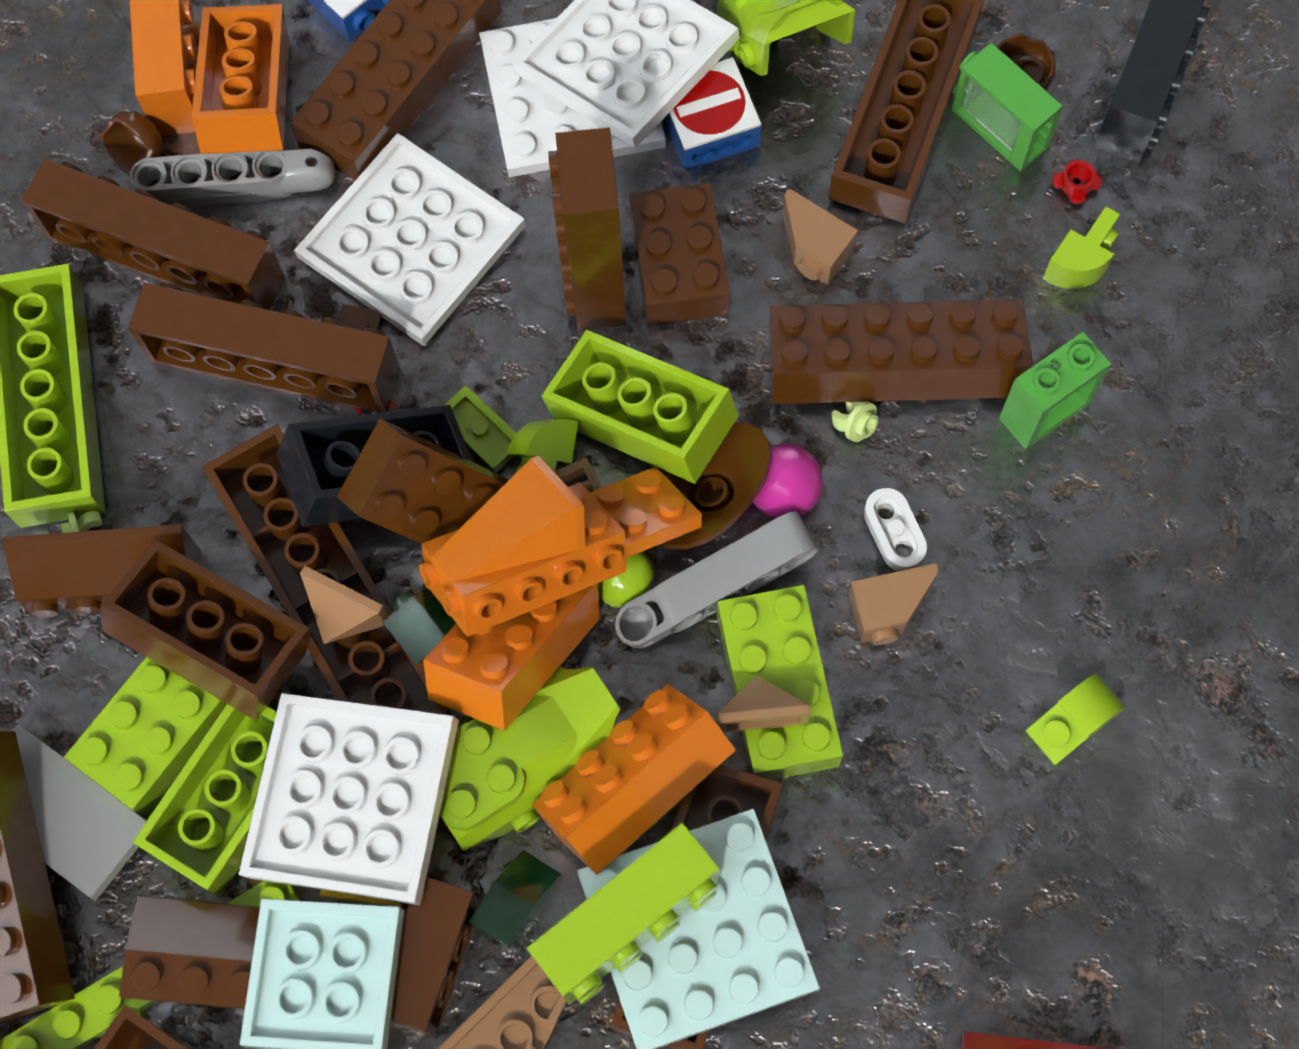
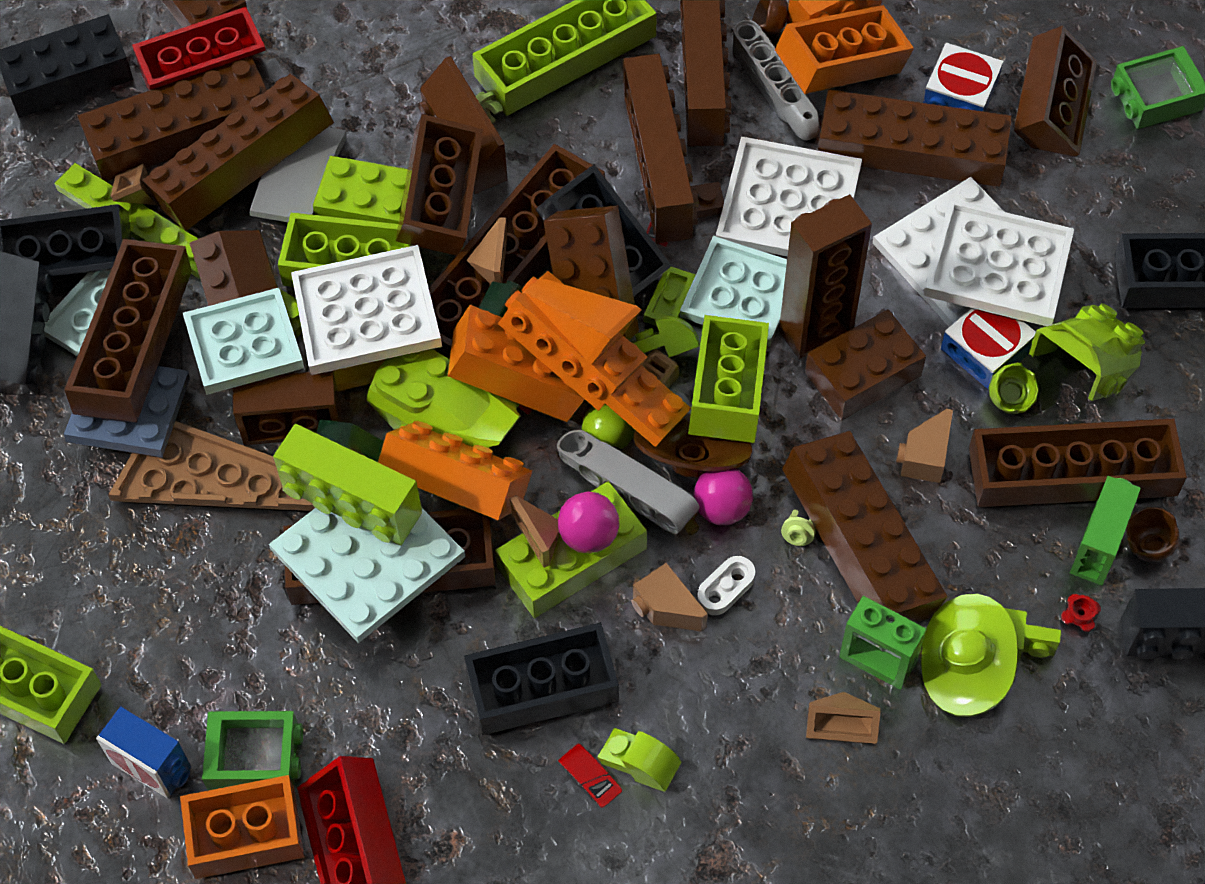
camera: 65 degrees right, 10 degrees down
(505, 343) = (737, 285): none -> light aqua plate
(783, 117) = (1013, 388): none -> lime hair
(786, 643) = (588, 522): none -> dark pink piece
(940, 787) = (542, 678): none -> black brick
(1066, 783) = (590, 775): none -> red sticker
(1098, 296) = (969, 655): none -> lime hat
(1108, 475) = (843, 719): none -> medium nougat slope

